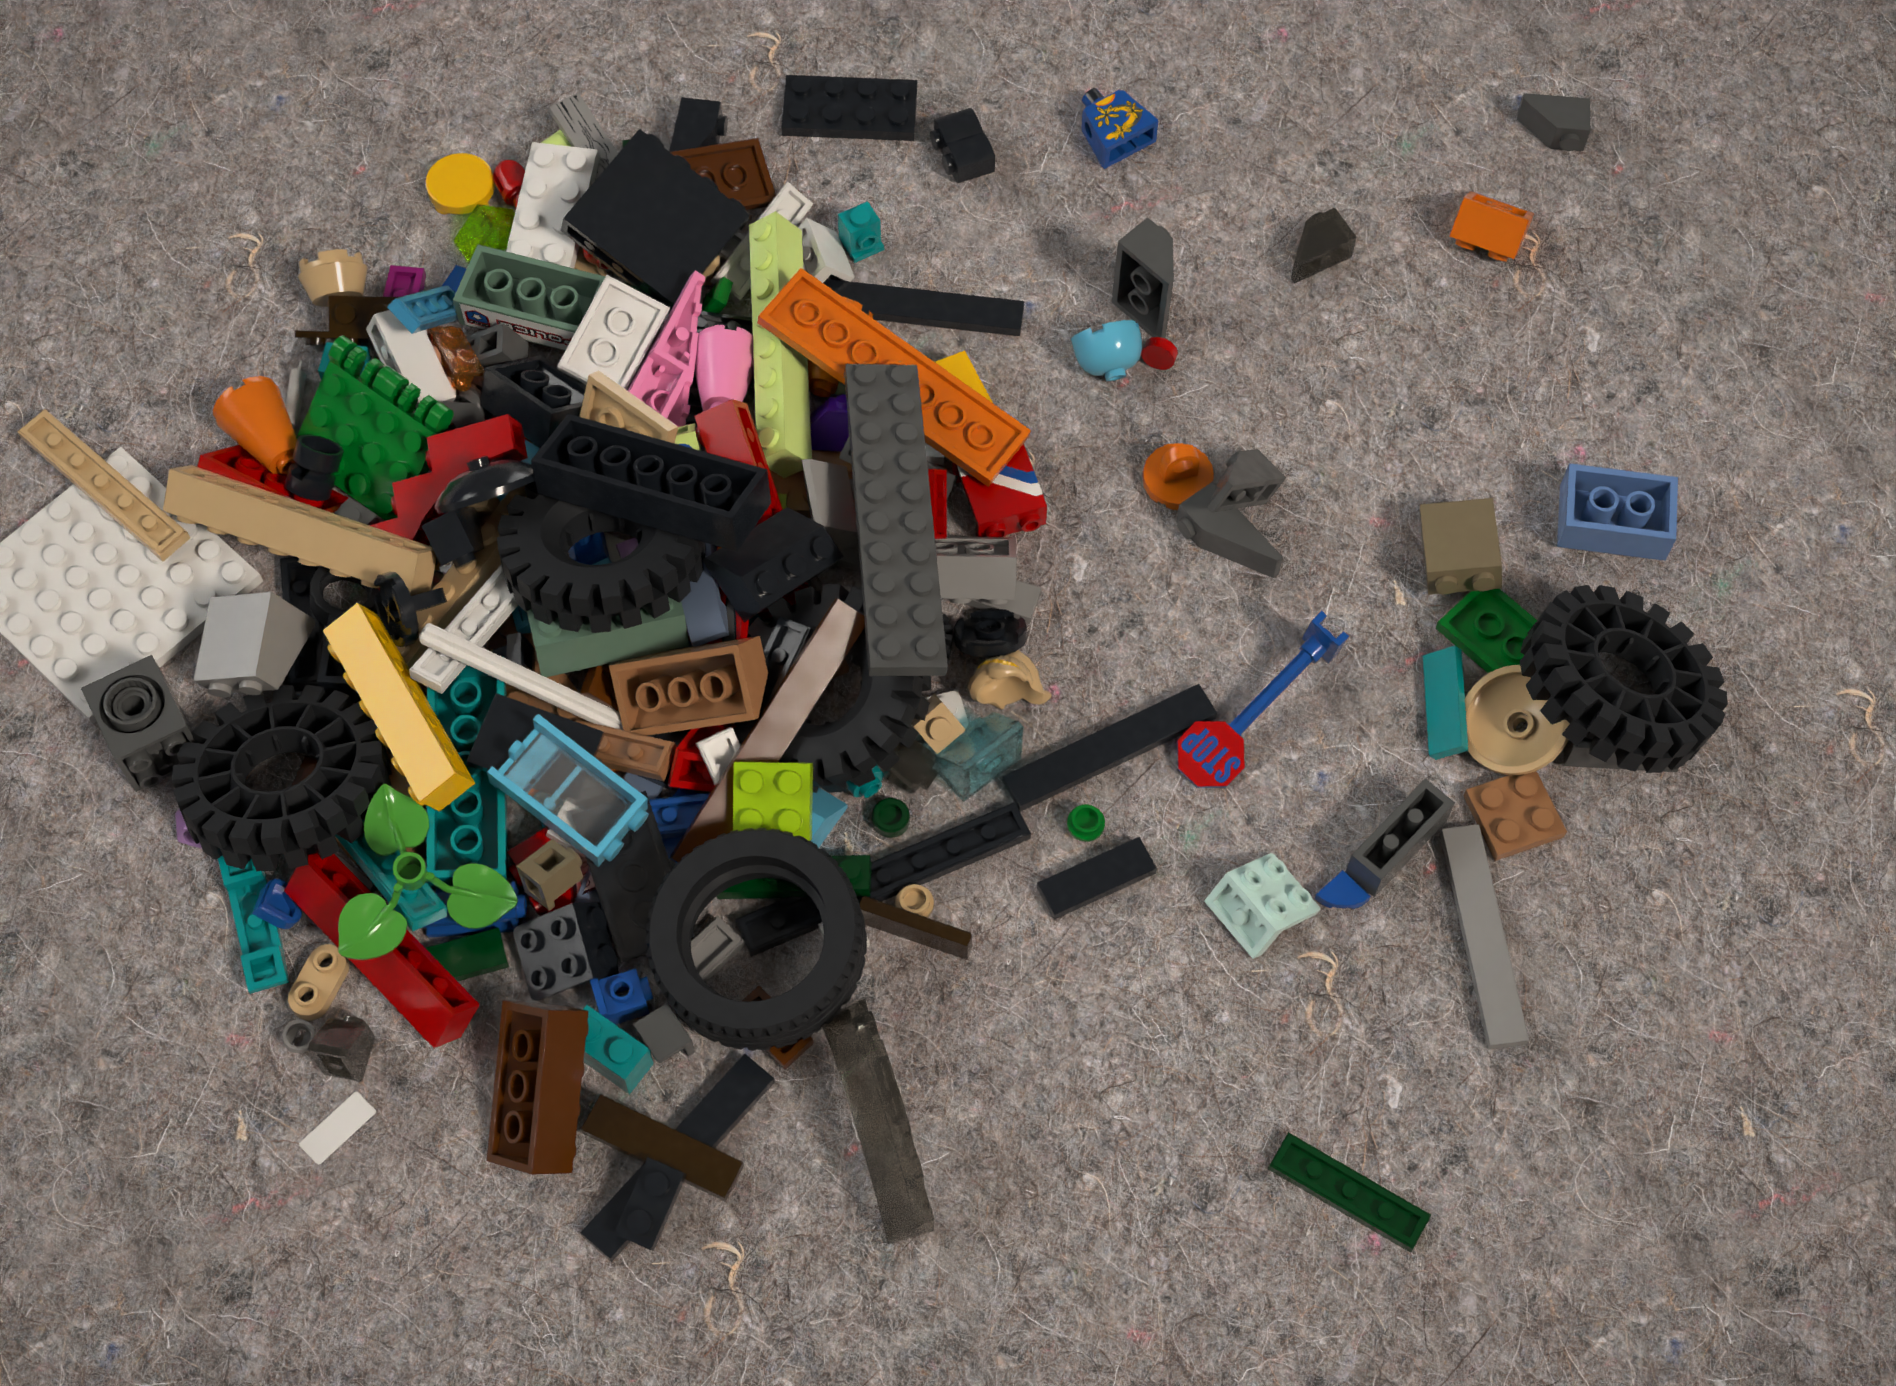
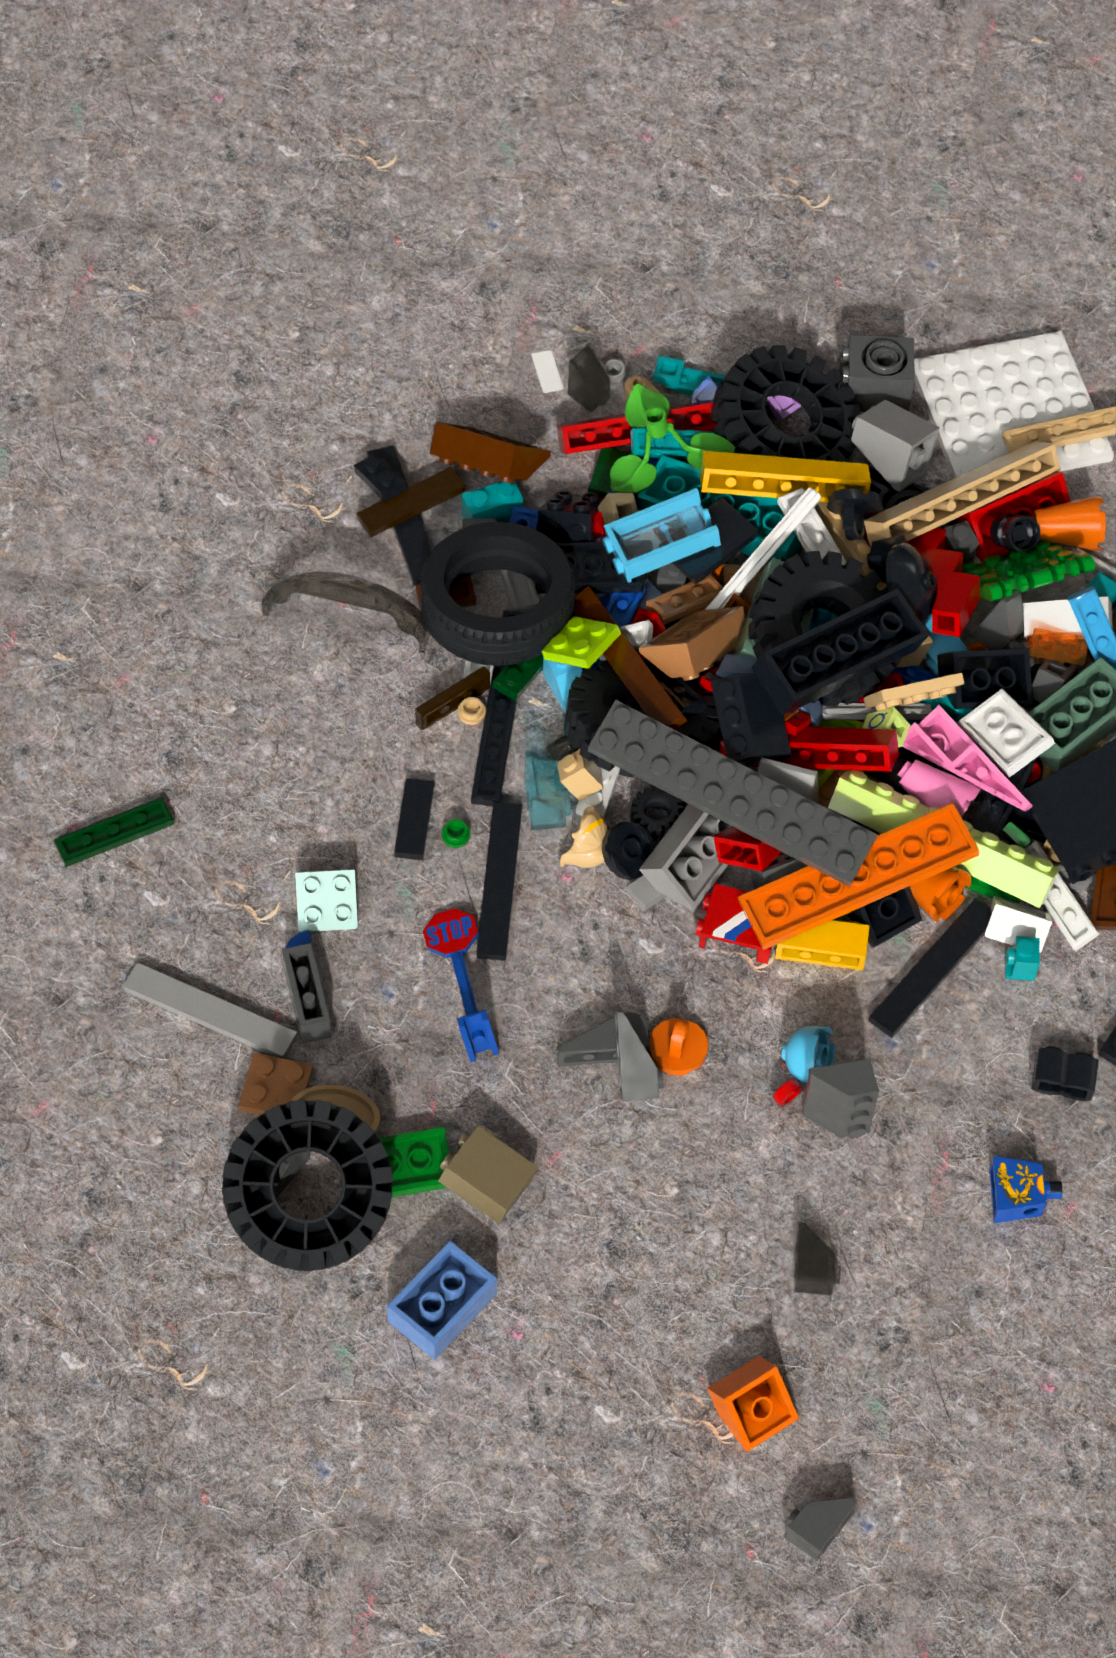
camera: 120 degrees right, 5 degrees down
(890, 817) = (540, 732): dark green tile -> none
(1445, 702) = (382, 1094): teal tile -> none

